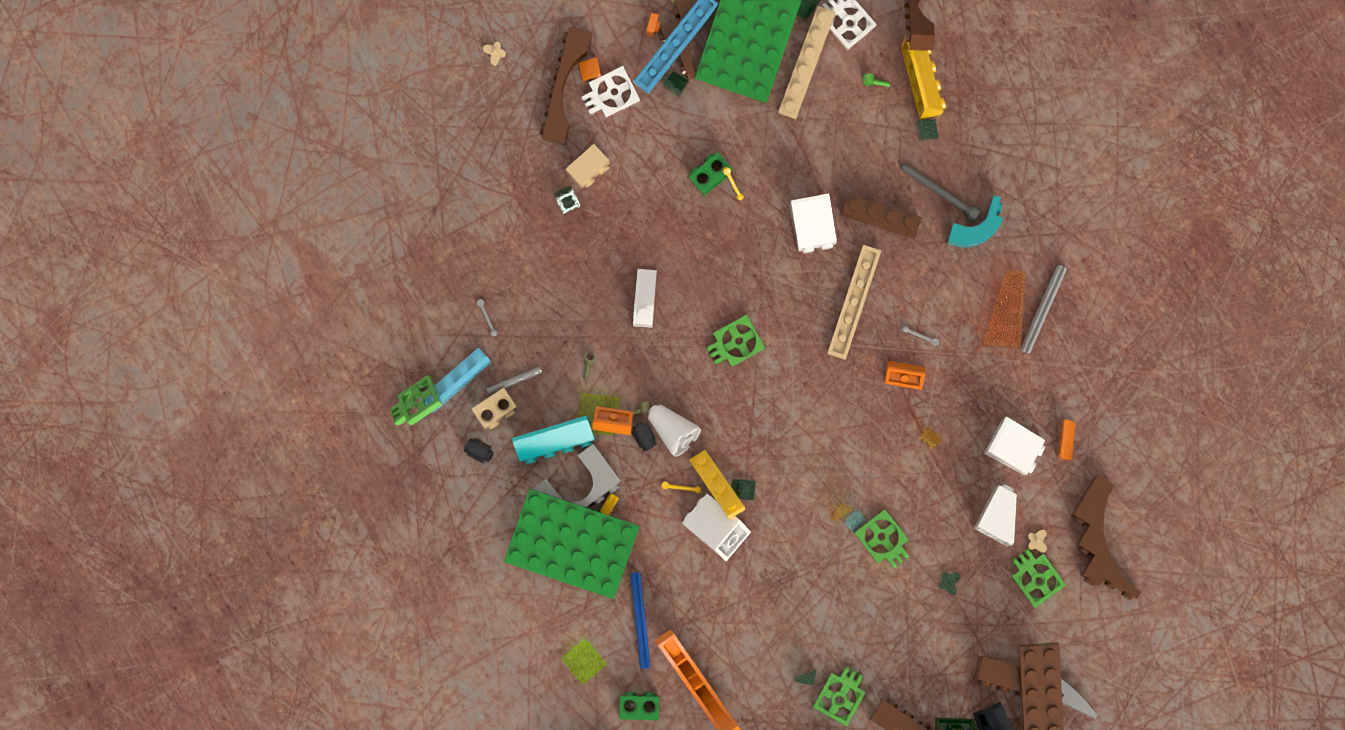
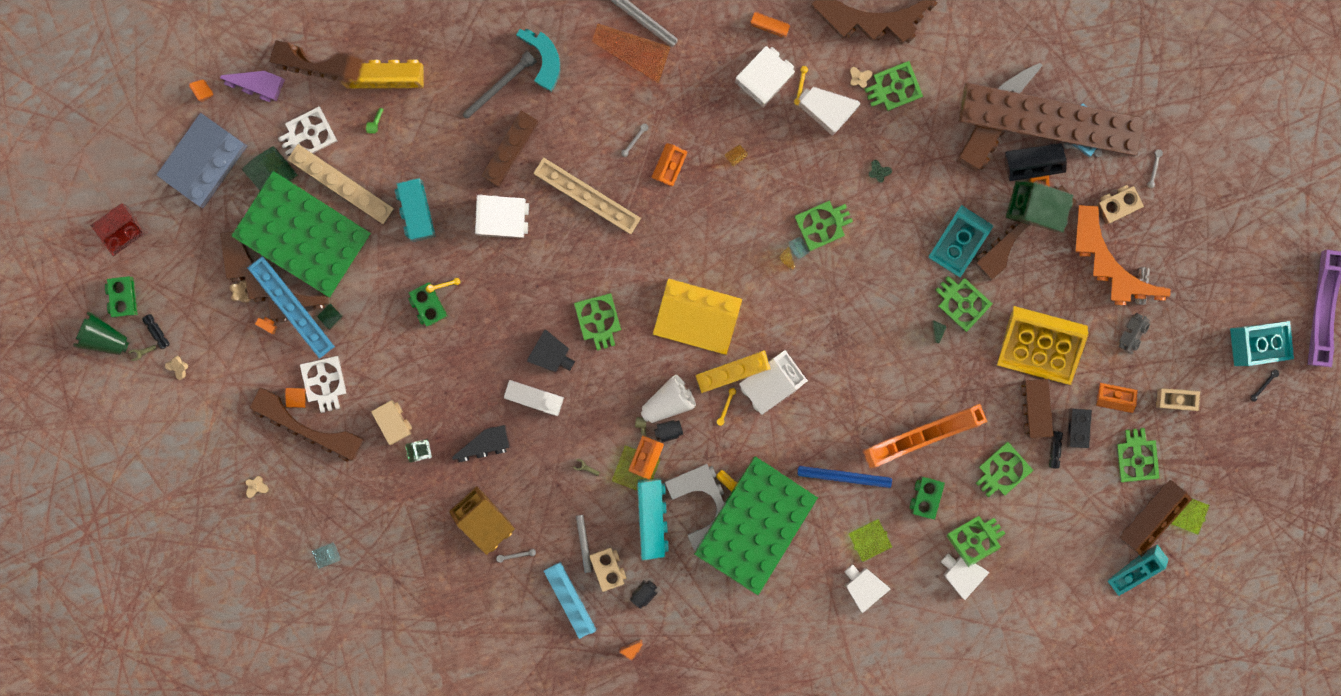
camera: 75 degrees left, 5 degrees up
(400, 411) = (587, 660): bright green piece -> none
(421, 451) = (631, 649): none -> orange slope
(444, 135) = (326, 555): none -> clear light blue slope
(512, 275) = (481, 520): none -> pearl gold slope
(536, 666) = (864, 587): none -> white torso
(592, 263) = (489, 440): none -> black slope
(692, 303) = (550, 353): none -> black torso
(744, 489) = (742, 347): clear green slope -> none
(762, 437) = (697, 316): none -> yellow slope
(799, 139) = (415, 210): none -> teal brick
(901, 679) = (961, 241): none -> teal slope
(927, 129) = (435, 83): clear green slope -> none
(1031, 484) = (804, 69): none -> yellow hinge

